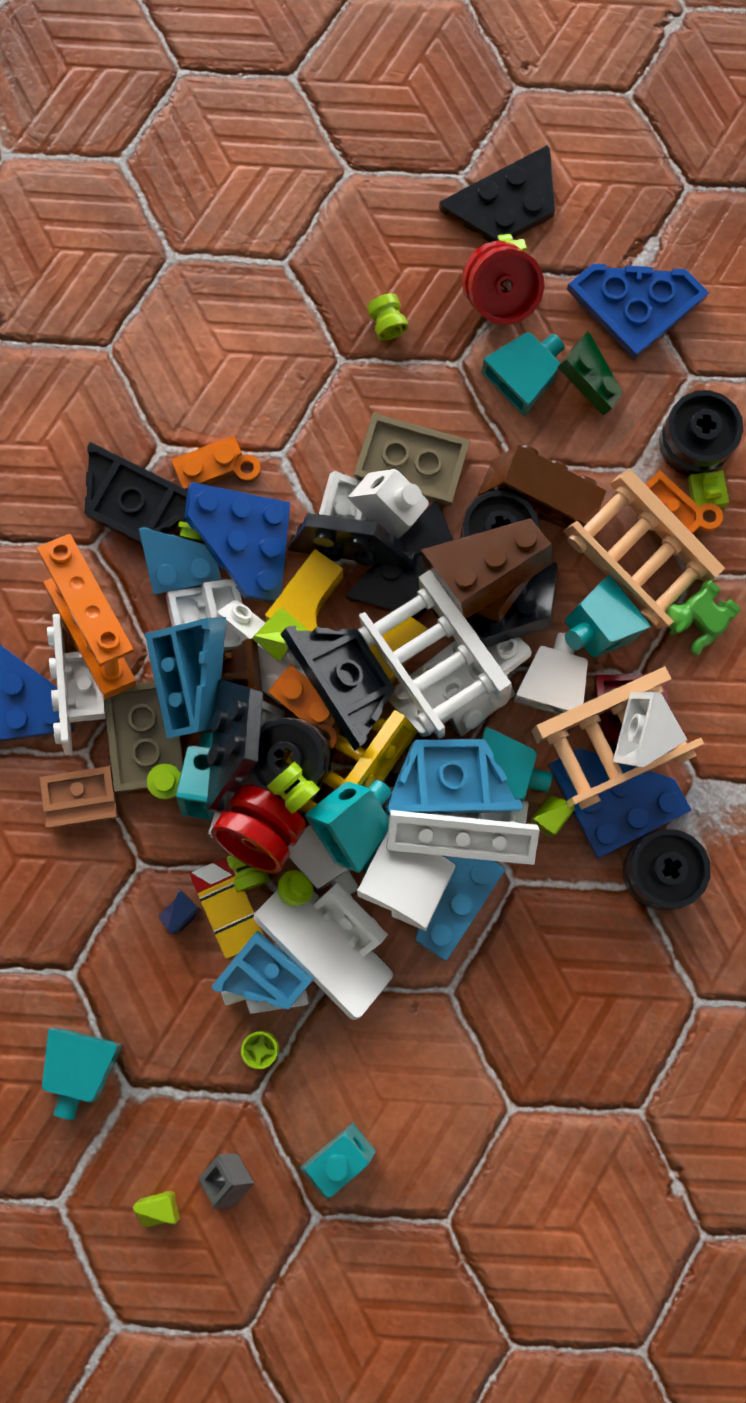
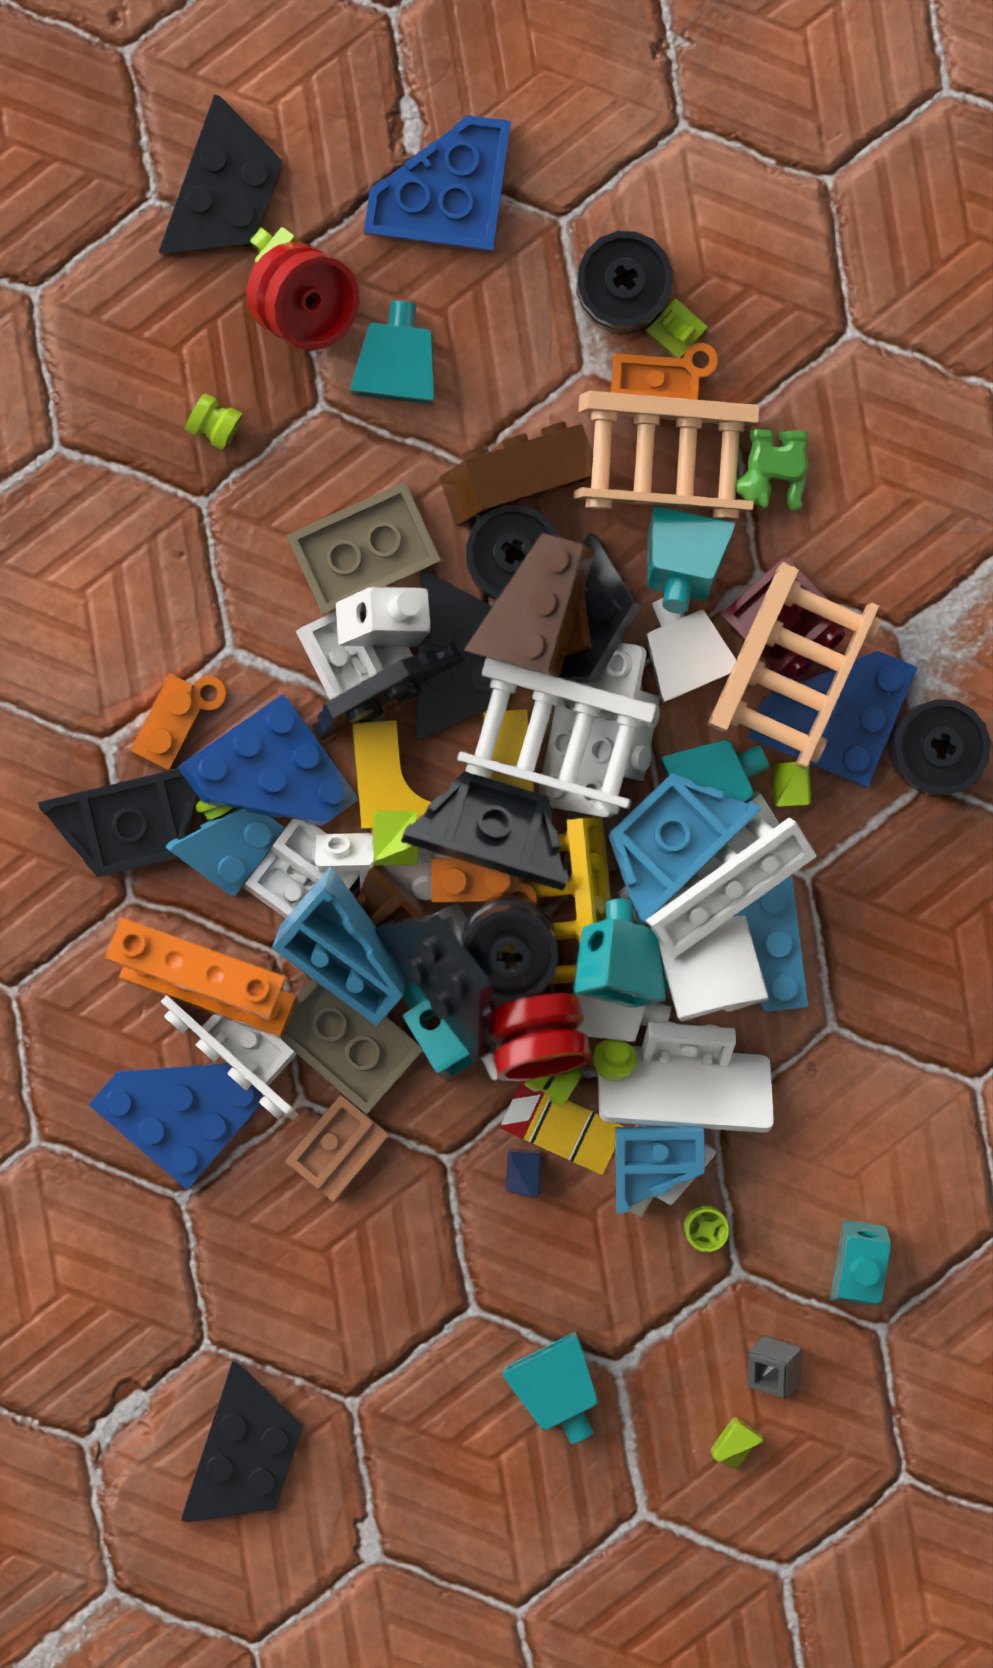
camera: 40 degrees left, 10 degrees up
(163, 781) = (407, 1065): lime plate -> none
(299, 793) = (543, 977): lime wheel -> none
(591, 374) = (465, 310): dark green wing -> none
(647, 730) = (819, 649): white slope -> none

